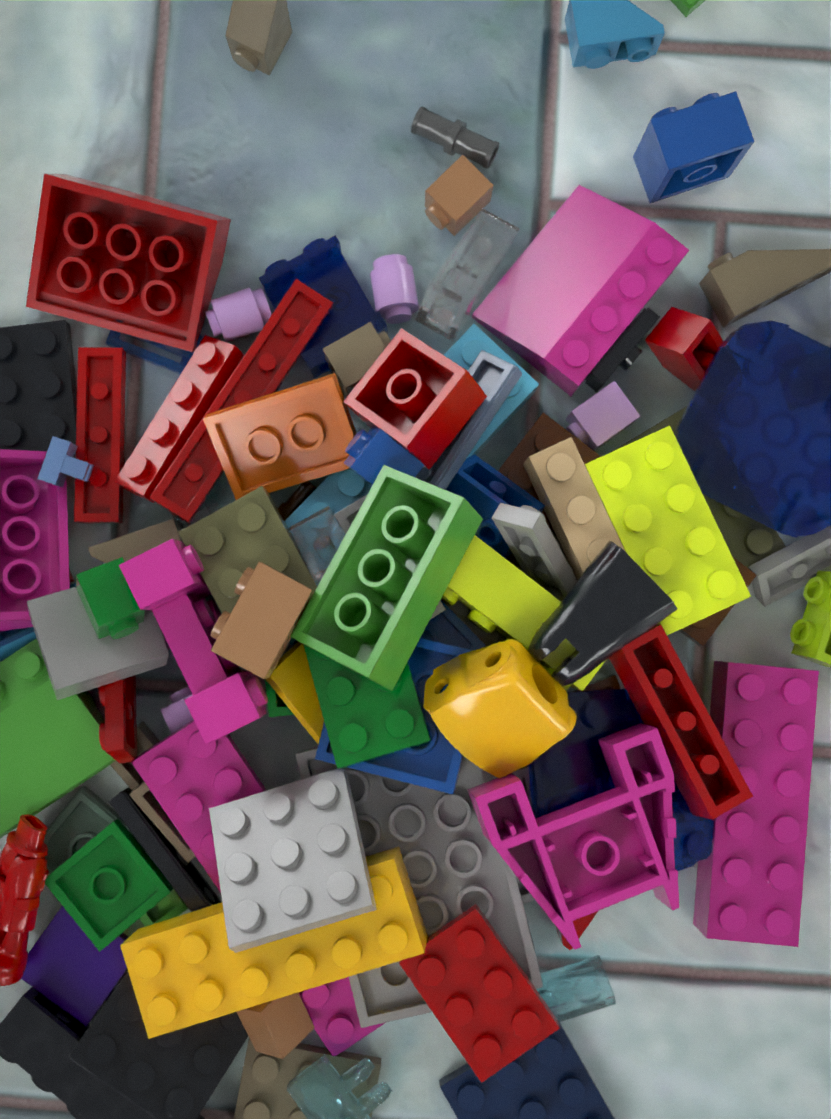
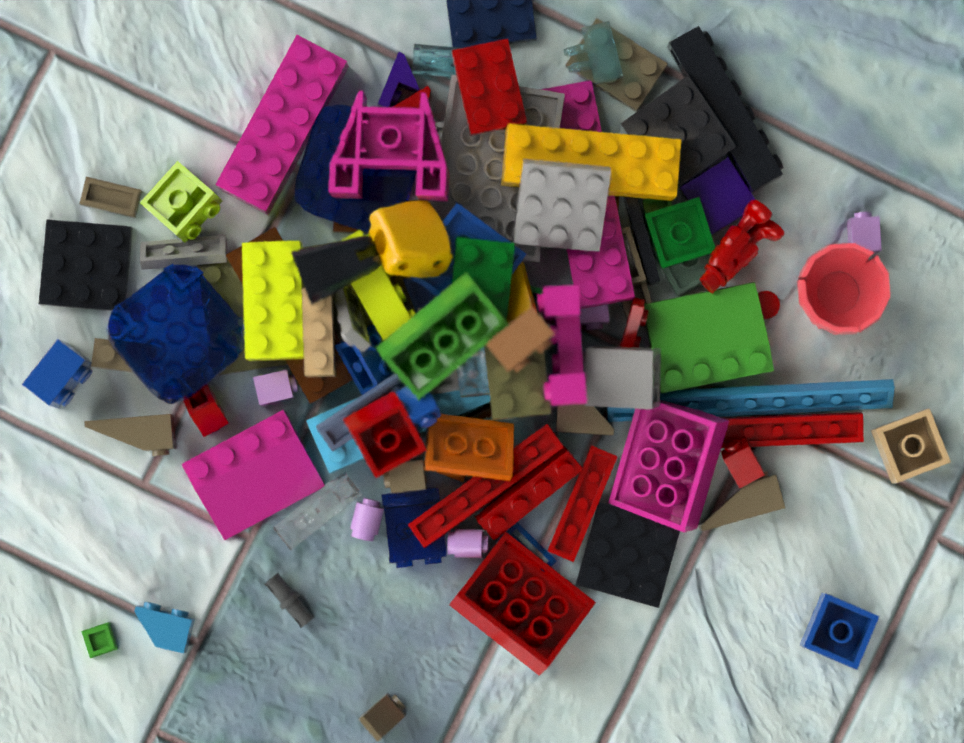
camera: 150 degrees left, 0 degrees up
(61, 462) = (608, 490): medium blue tile -> none
(109, 600) = (604, 389): green brick -> none
(277, 1025) = (614, 115): medium nougat brick -> none
(457, 196) = (304, 560): medium nougat brick -> none
(615, 942) = (401, 77): none -> dark purple slope
(624, 350) = (242, 422): black plate -> none
(690, 738) = (312, 188): red brick -> none
(692, 146) = (150, 527): blue brick -> none

